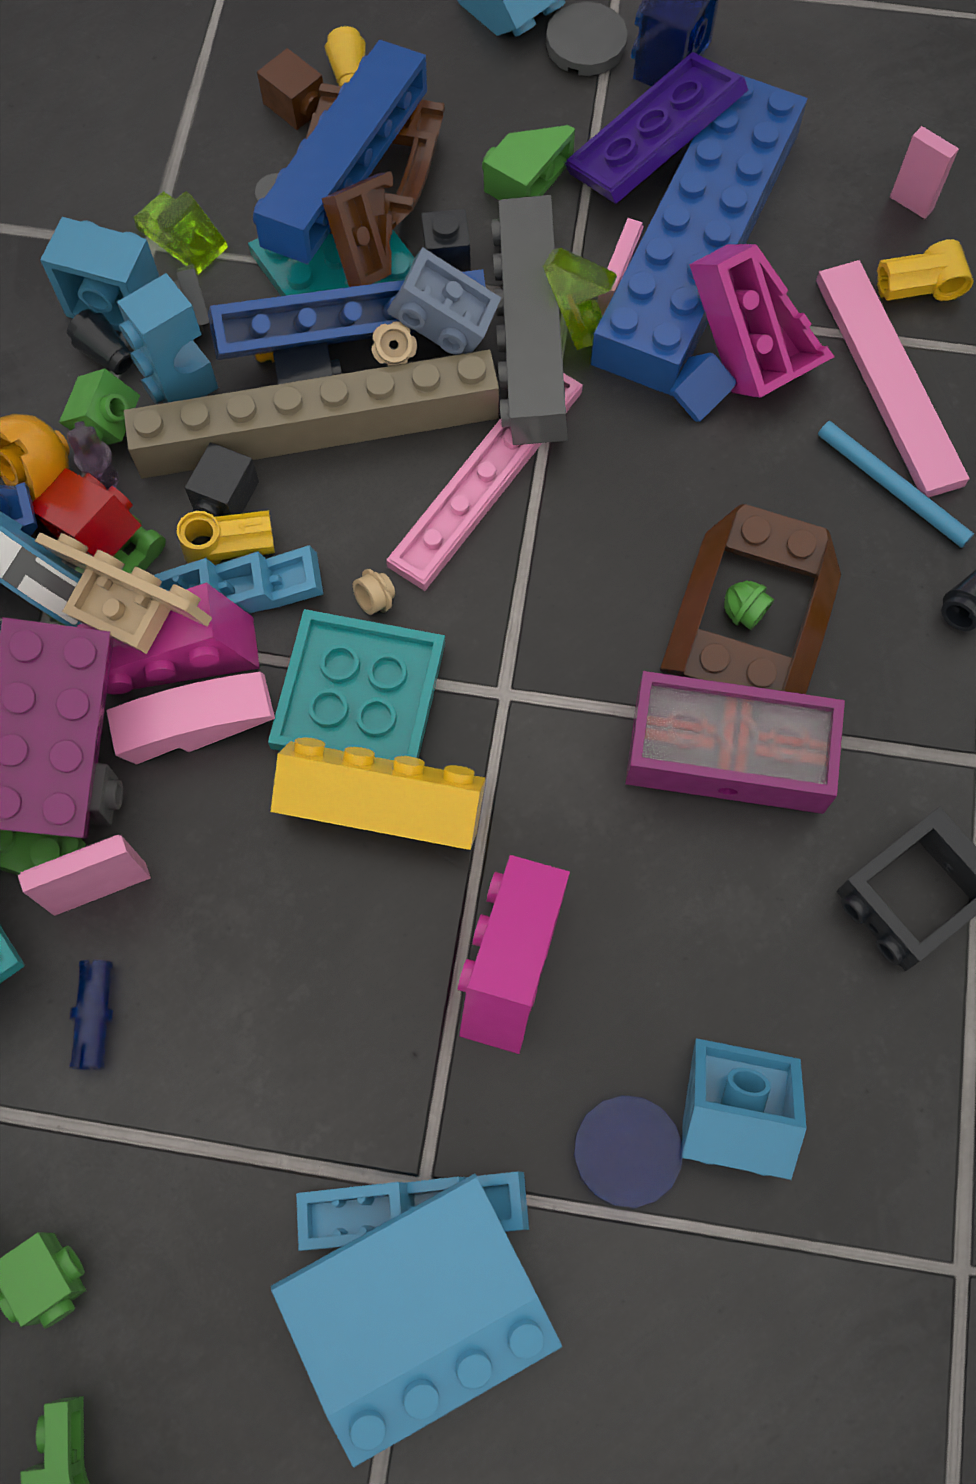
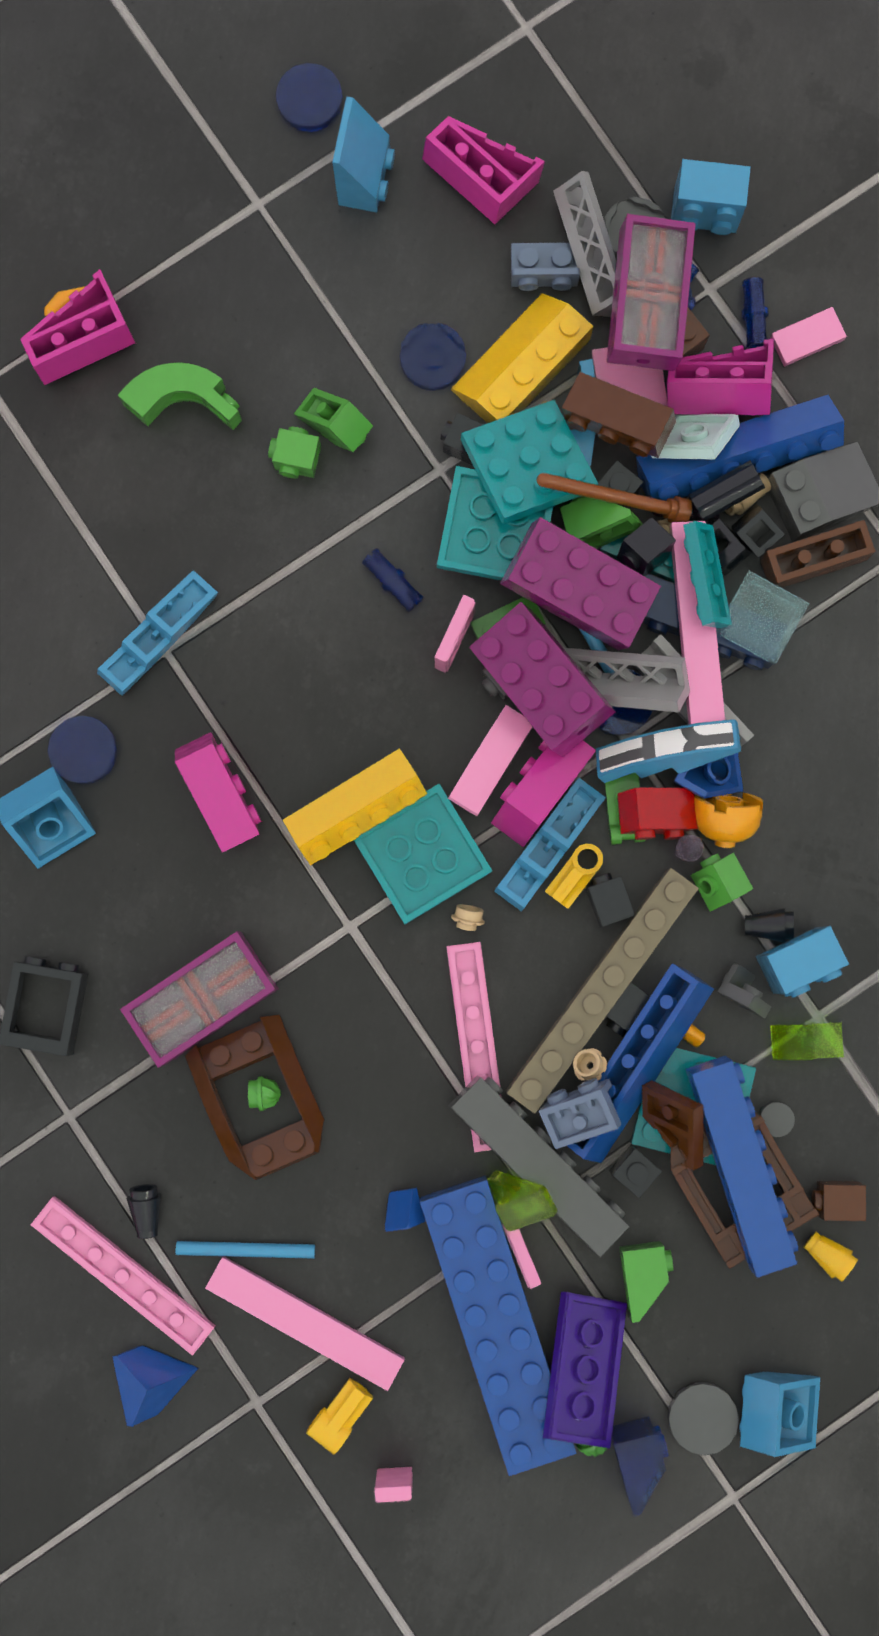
camera: 140 degrees right, 15 degrees up
(118, 601) = (576, 773): tan bracket -> none
(161, 332) = (710, 943): dark azure arch -> none
(414, 1319) = (109, 588): dark azure slope -> none
(754, 321) = (398, 1268): dark pink wedge -> none

